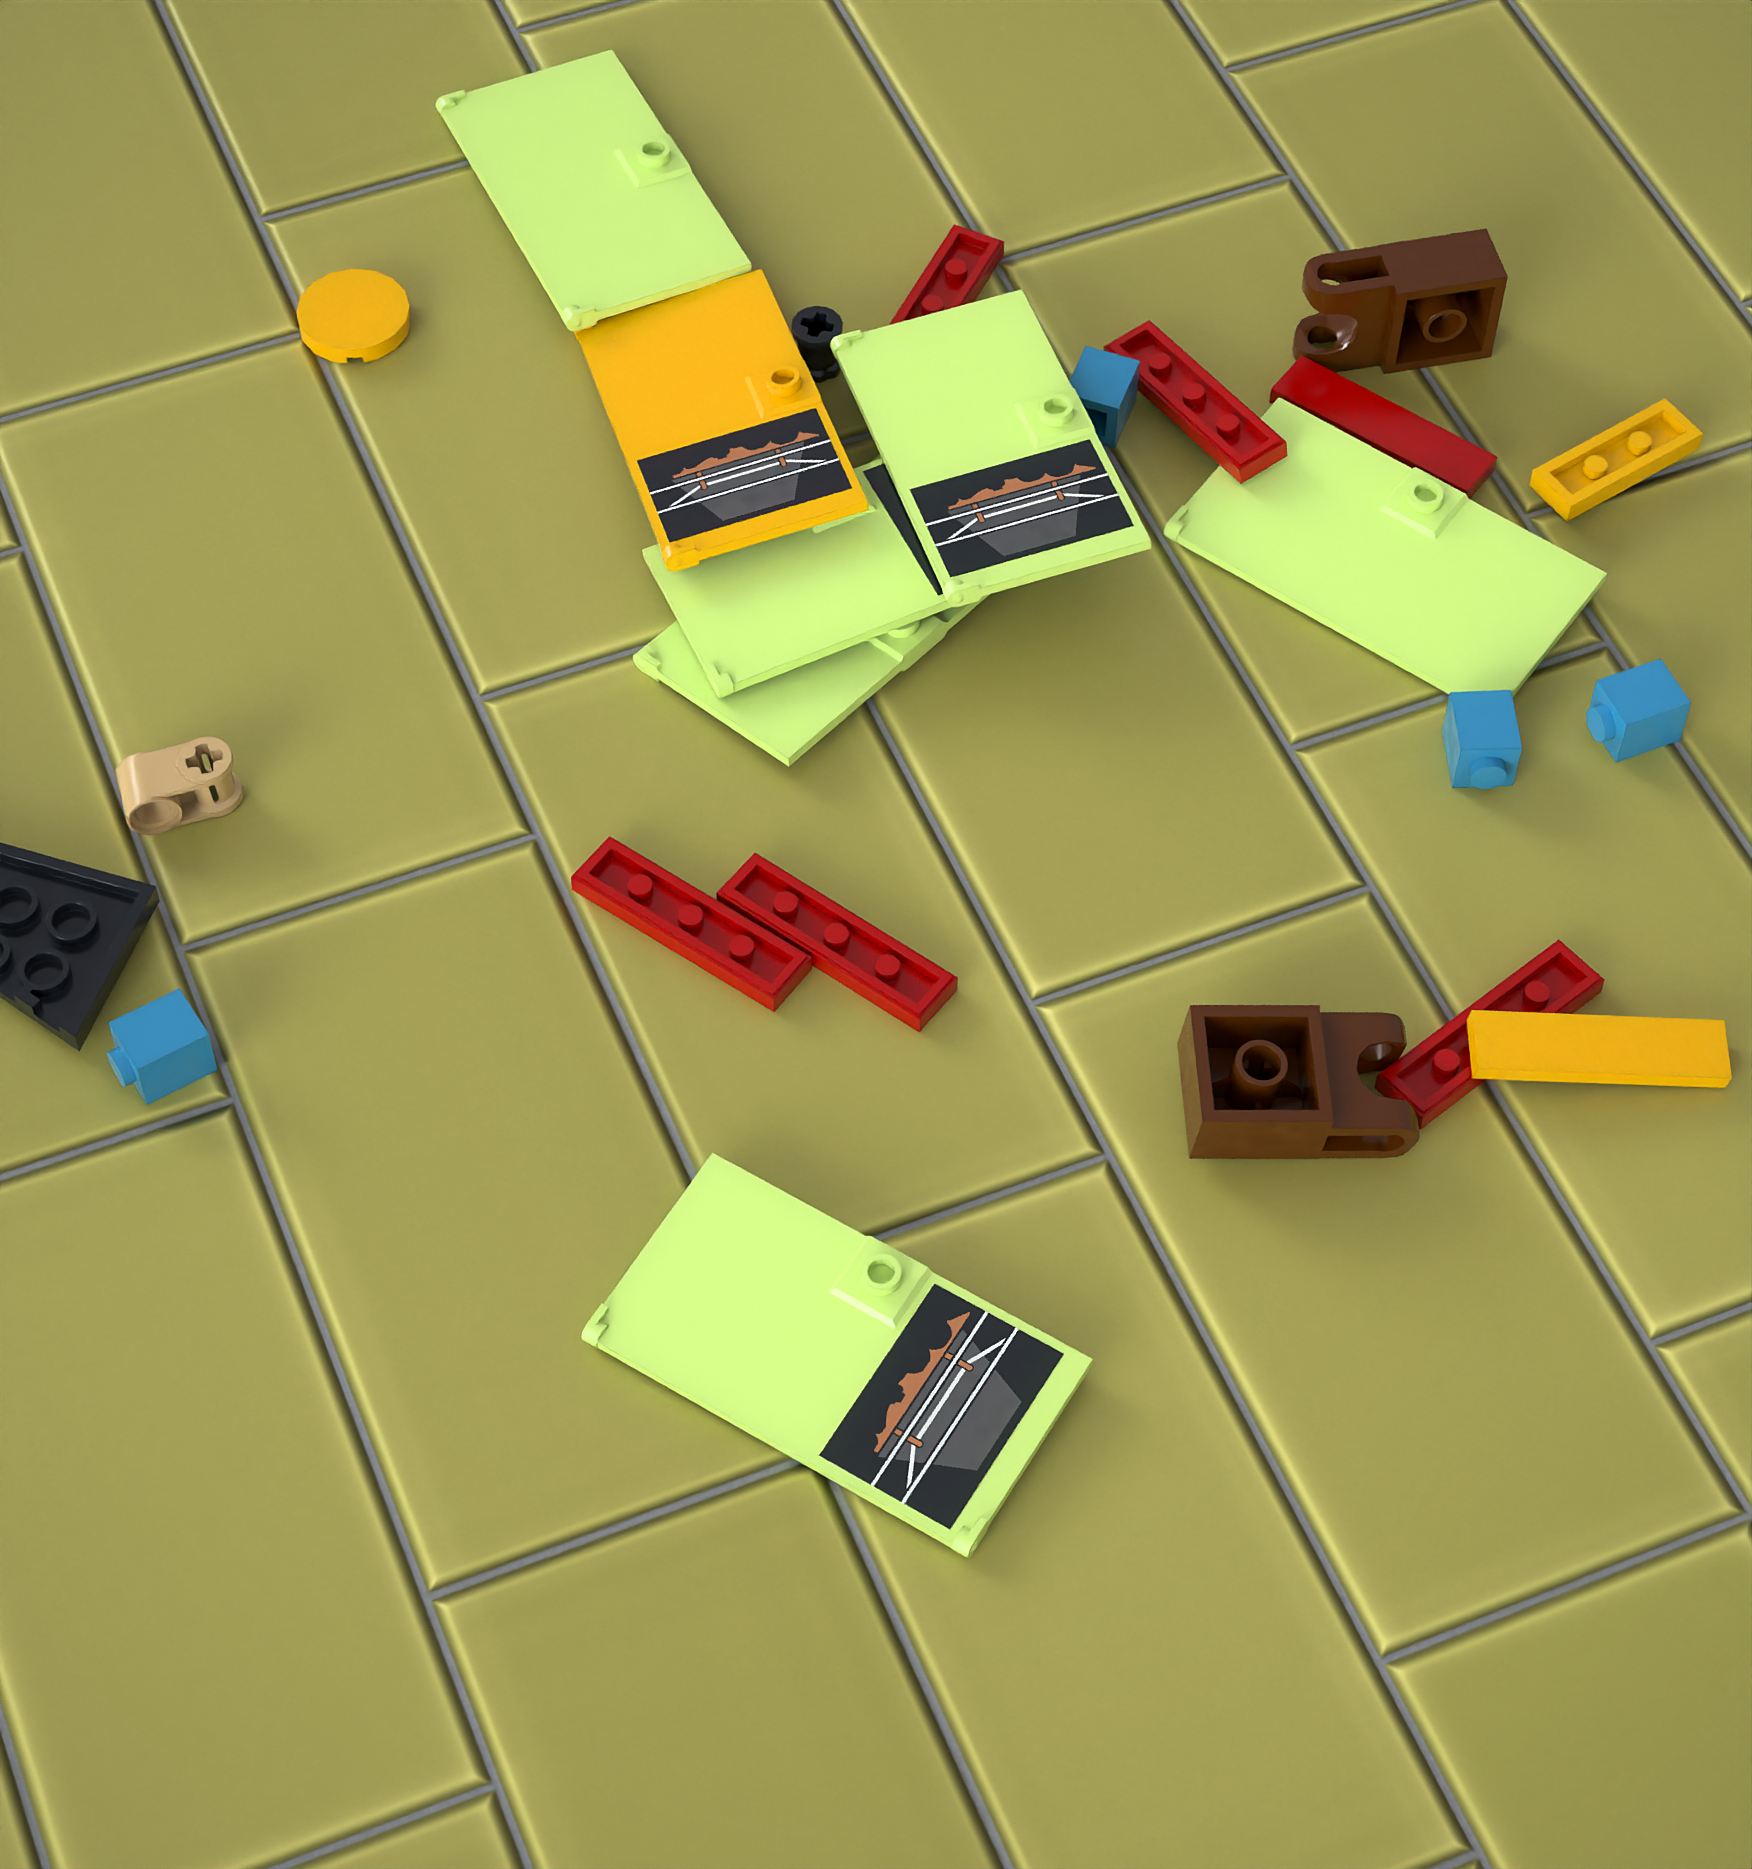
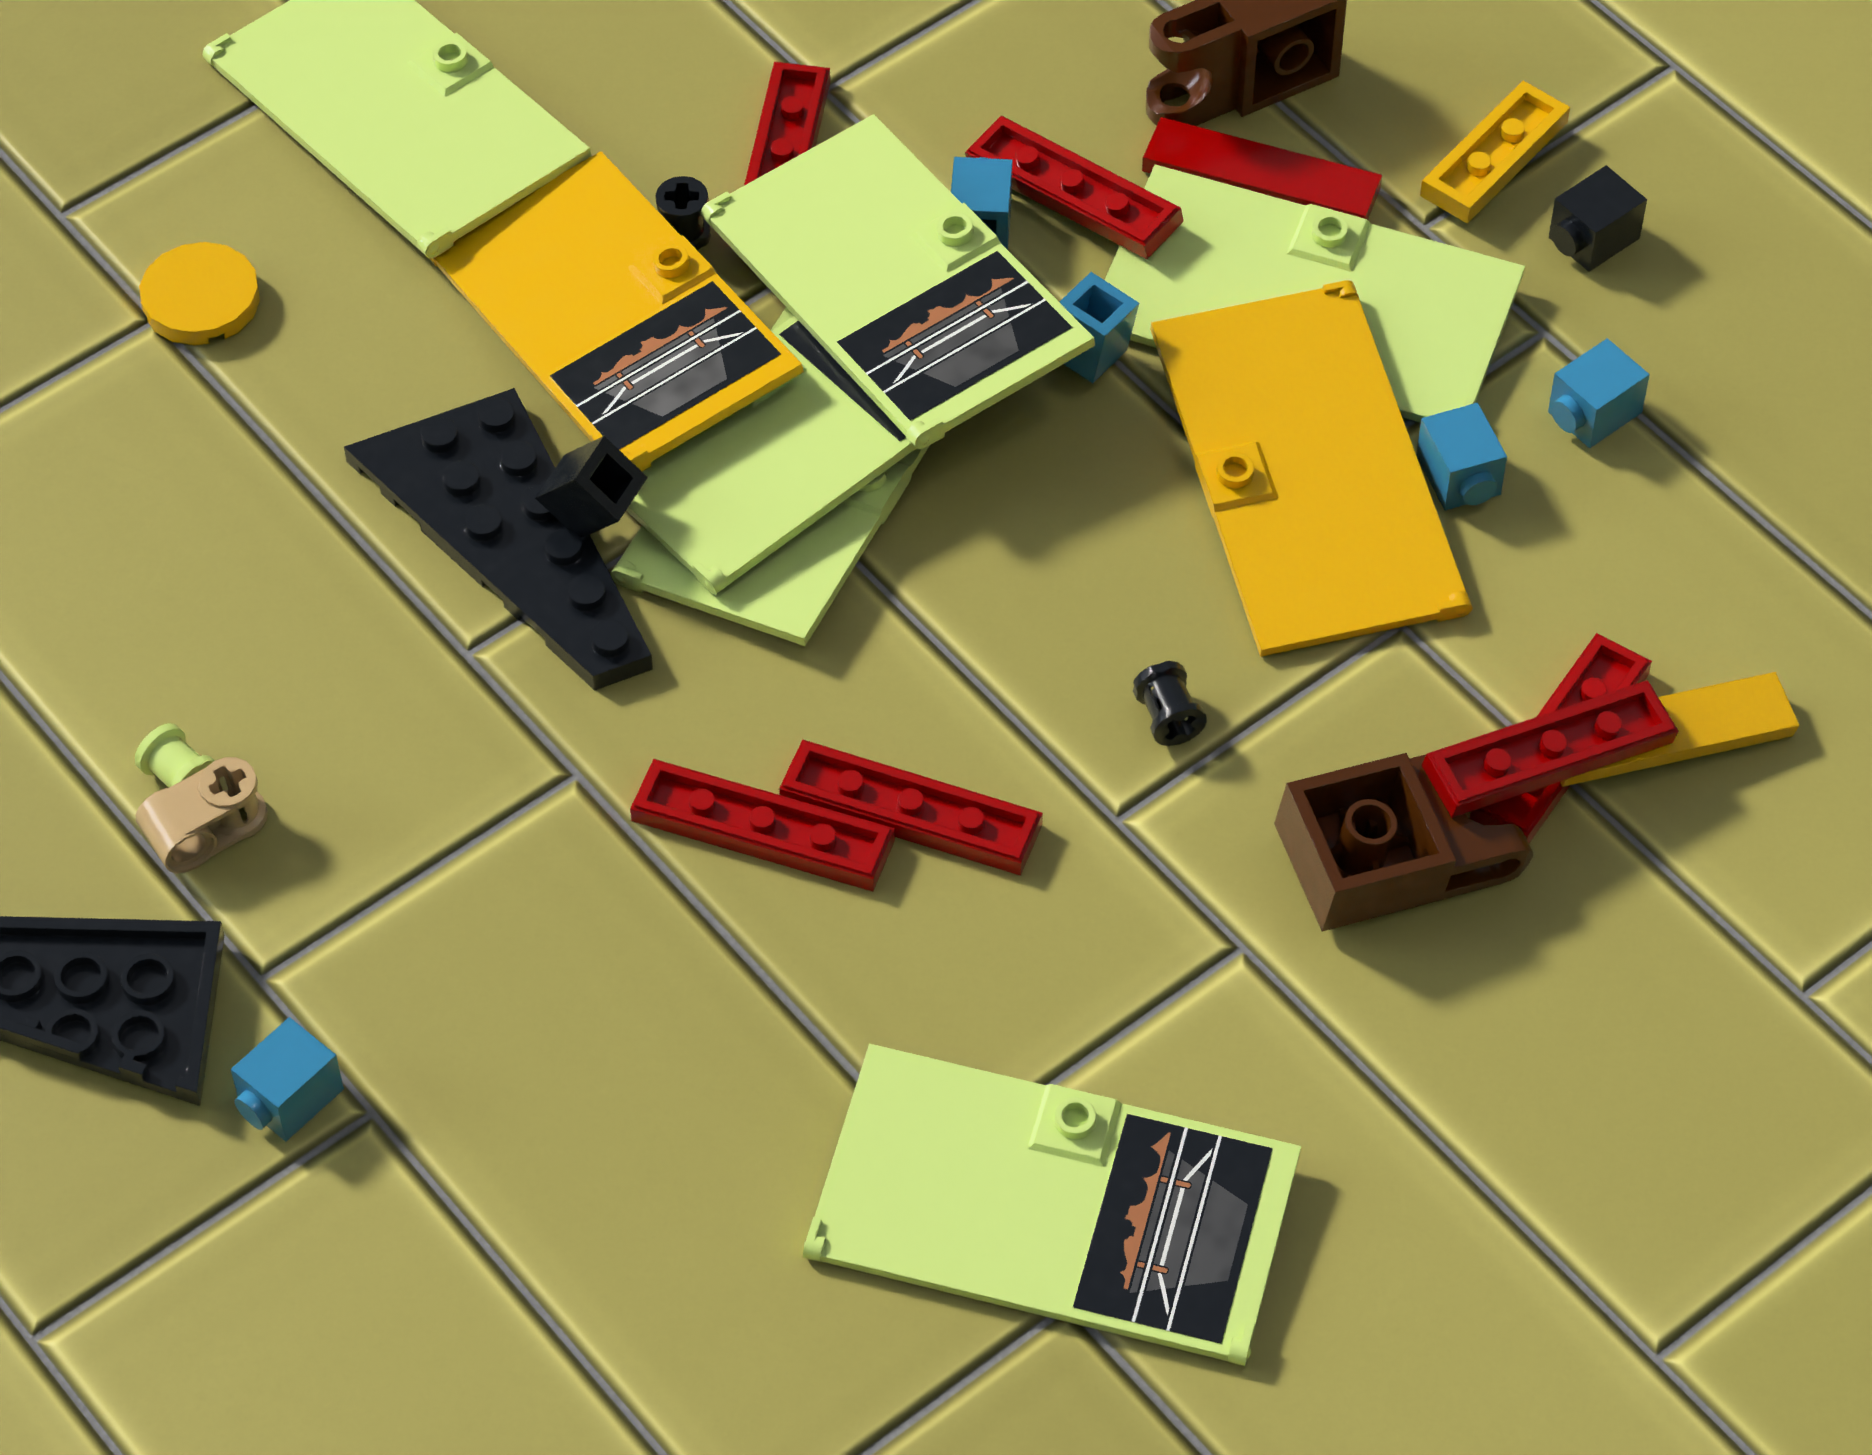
camera: 15 degrees left, 0 degrees up
(166, 721) = (169, 756): none -> yellowish green bush
(555, 580) = (474, 491): none -> black wing
(633, 570) = (591, 487): none -> black brick
(1115, 906) = (1169, 703): none -> black bush
(1175, 531) = (1107, 317): none -> dark azure brick
(1329, 717) = (1309, 469): none -> yellow door
(1466, 1037) = (1549, 748): none -> red tile
(1694, 545) = (1597, 218): none -> black brick

